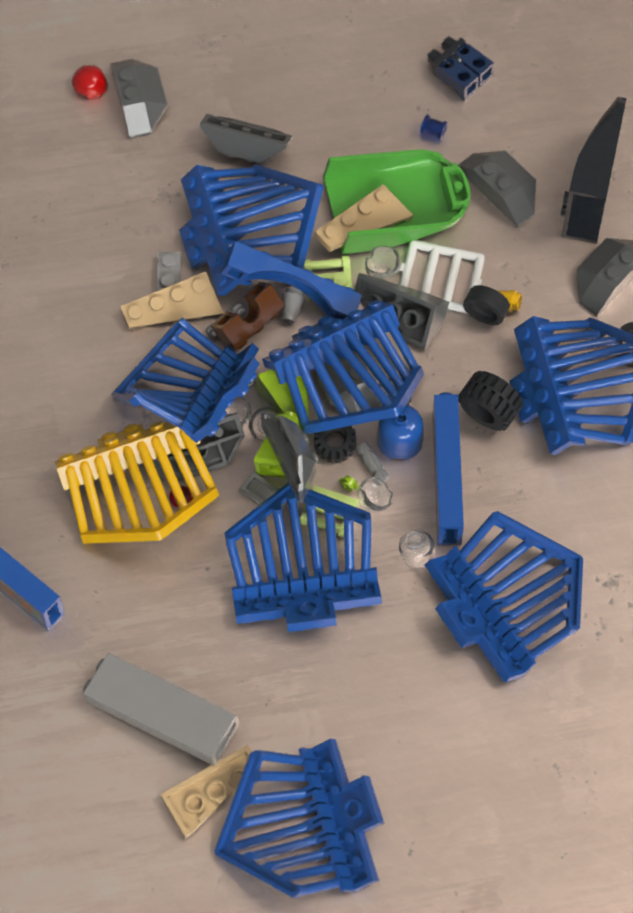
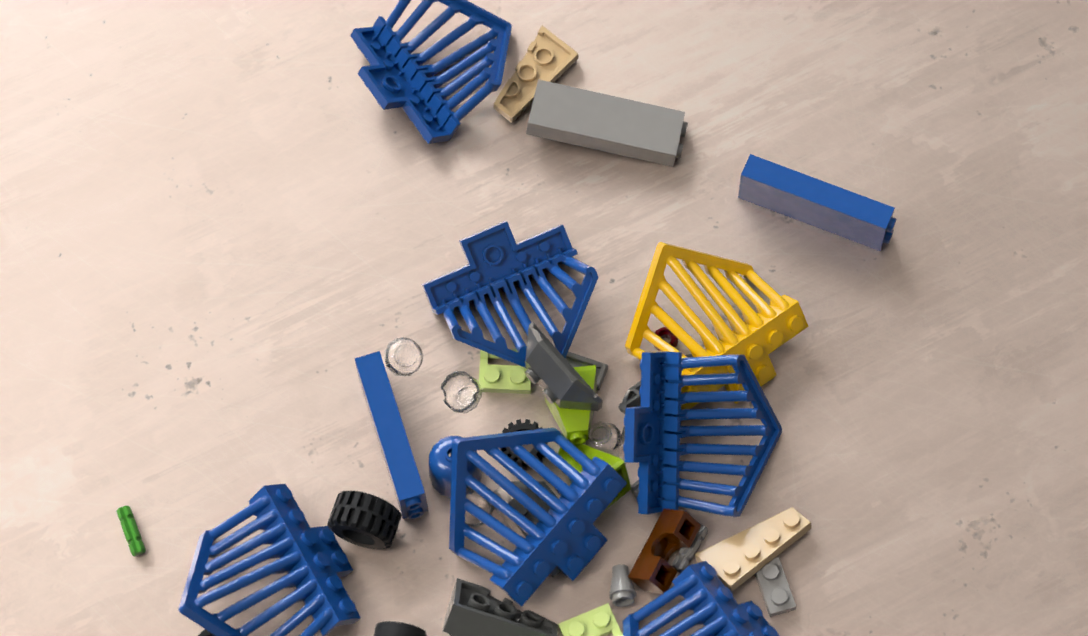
camera: 165 degrees right, 0 degrees up
(250, 264) = (677, 580): blue arch -> none
(348, 483) = (494, 404): lime piece -> none
(372, 461) = (470, 428): light grey axle -> none
(478, 618) = (321, 297): blue plate -> none

